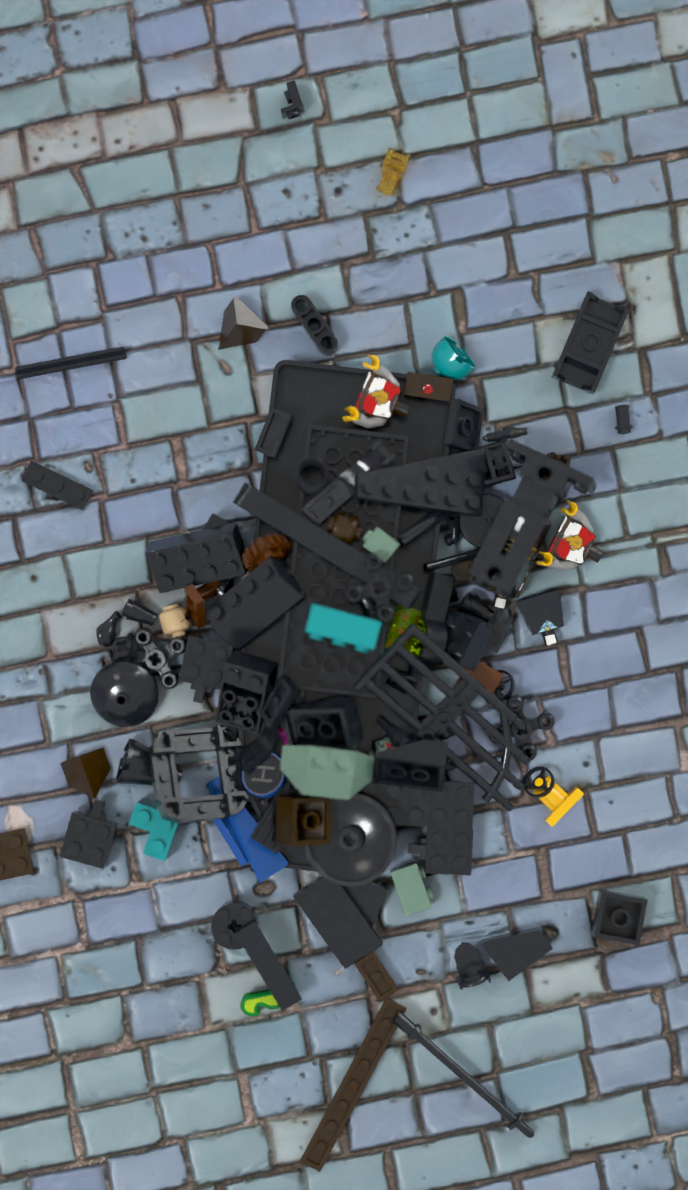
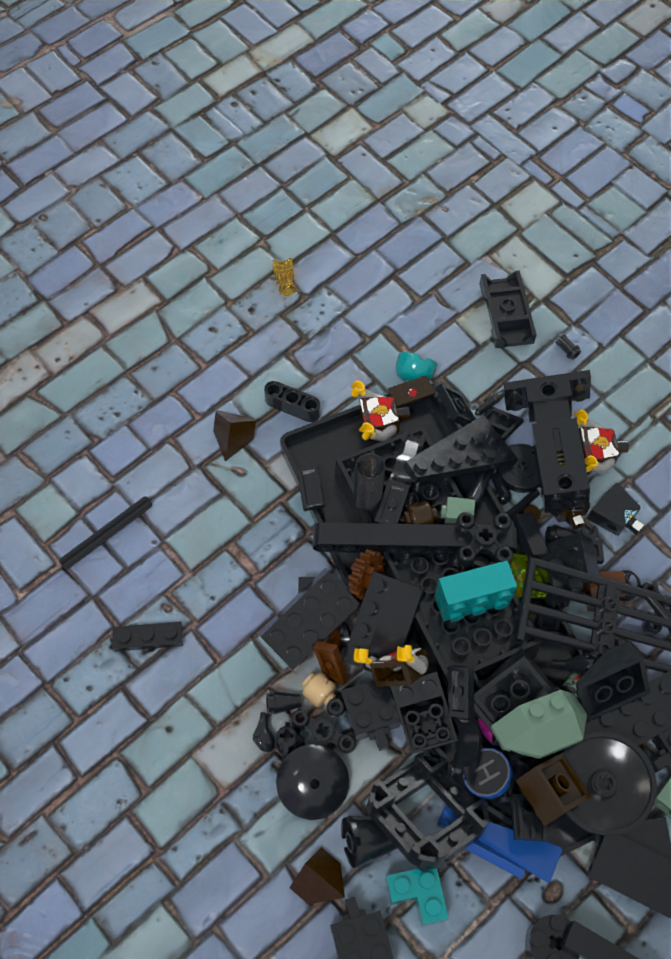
camera: 40 degrees left, 25 degrees down
(242, 650) = (396, 668): none -> torso
(292, 96) = (181, 266): black bracket -> none

